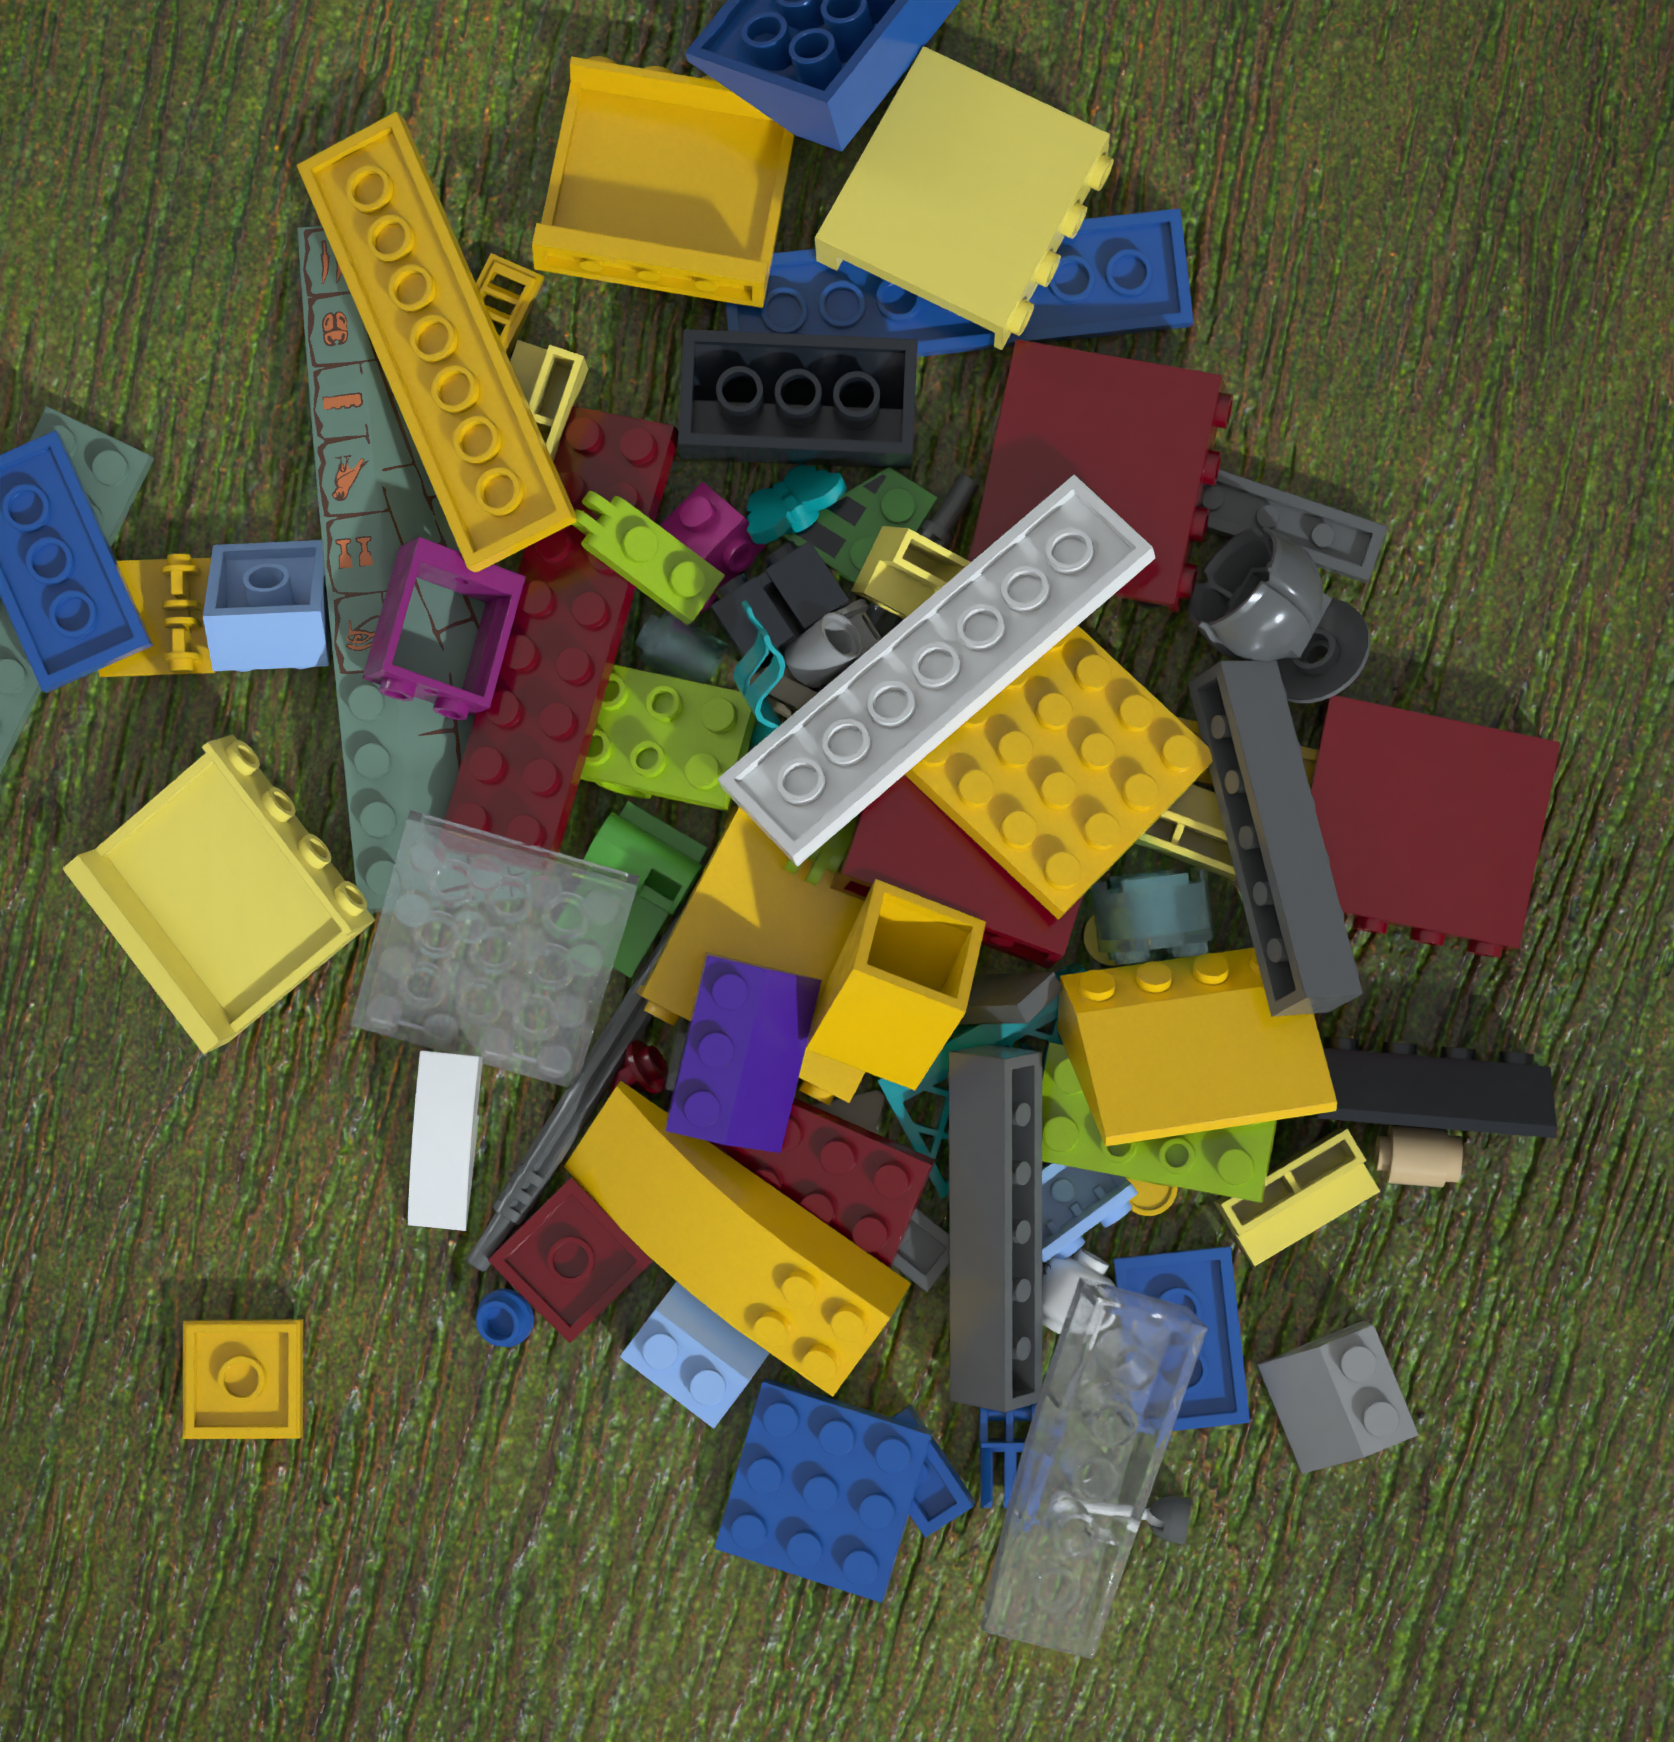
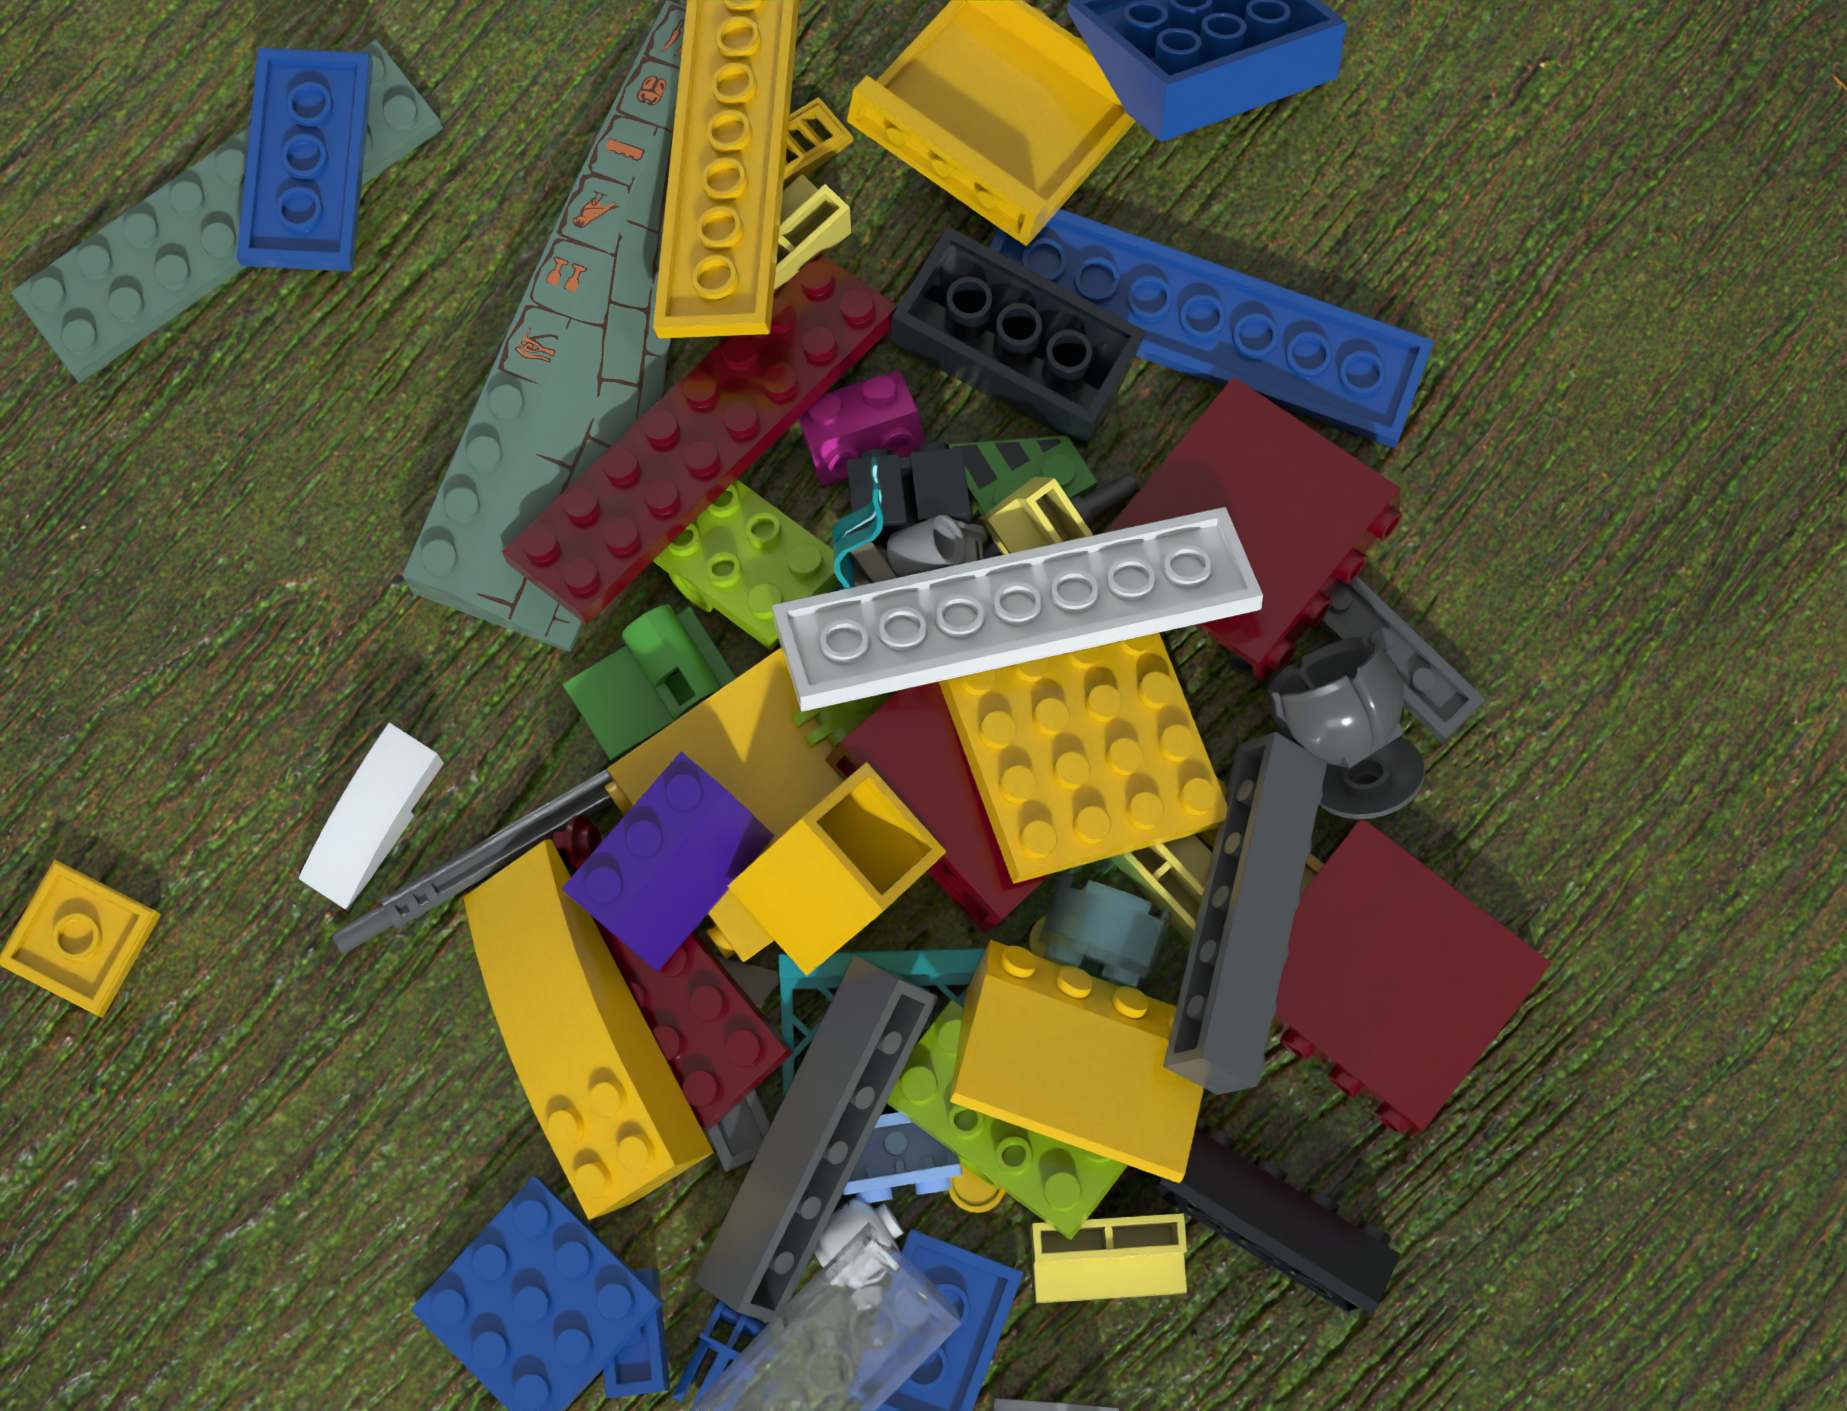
camera: 25 degrees right, 10 degrees down
(171, 604) = (388, 263): yellow hinge -> none
(220, 894) = (292, 507): light yellow panel -> none
(267, 606) = (464, 289): light blue slope -> none
(446, 568) = (634, 324): magenta window -> none
(494, 949) = (501, 667): clear plate -> none
(504, 1318) = (336, 1002): blue plate -> none
(570, 1260) = (422, 981): dark red plate -> none
(647, 556) = (814, 396): lime hinge -> none
(680, 649) = (804, 496): clear light blue brick -> none
(694, 1355) = (486, 1121): light blue slope -> none
(792, 503) = (966, 423): teal animal -> none
(966, 194) = (1252, 235): light yellow panel -> none
(1009, 997) = (928, 937): dark grey tile -> none
(1419, 1156) = (1239, 1278): tan brick -> none

